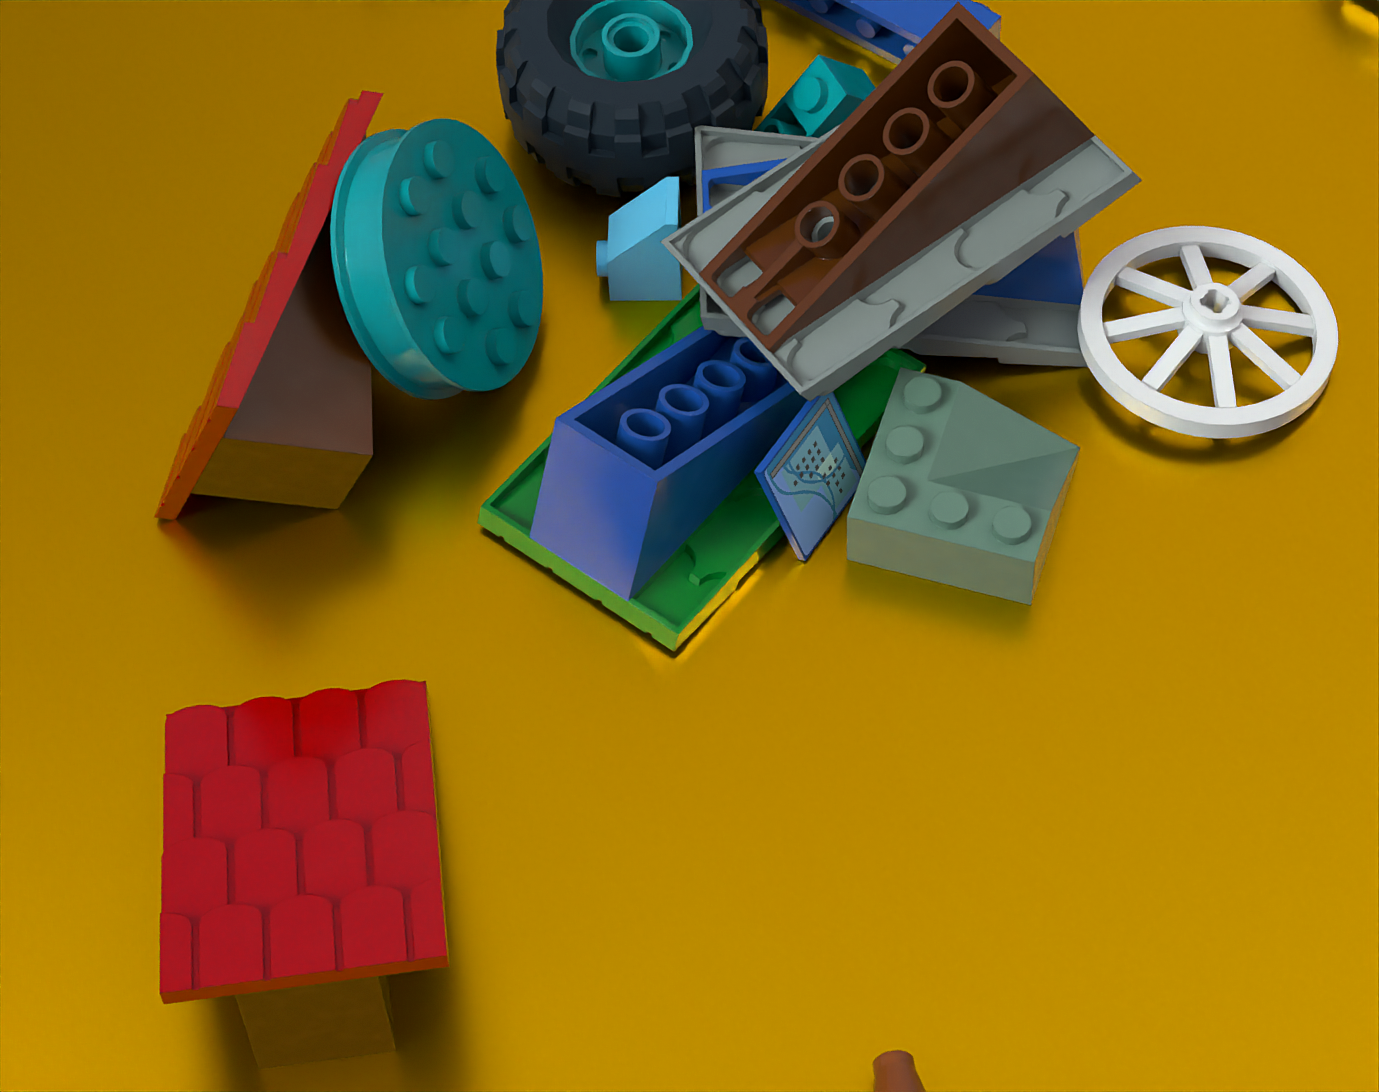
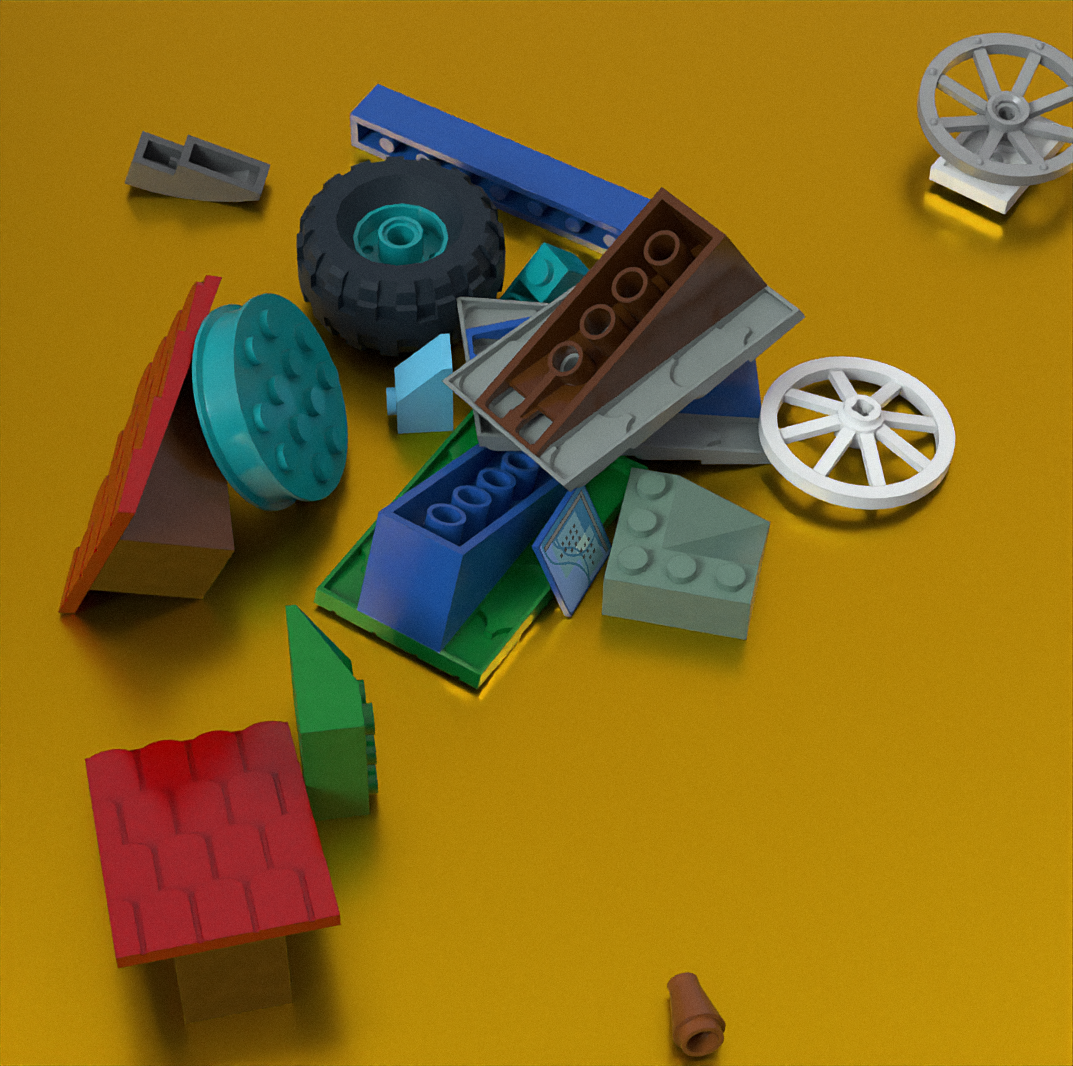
camera: 10 degrees left, 5 degrees down
(471, 688) = (331, 722): none -> green slope

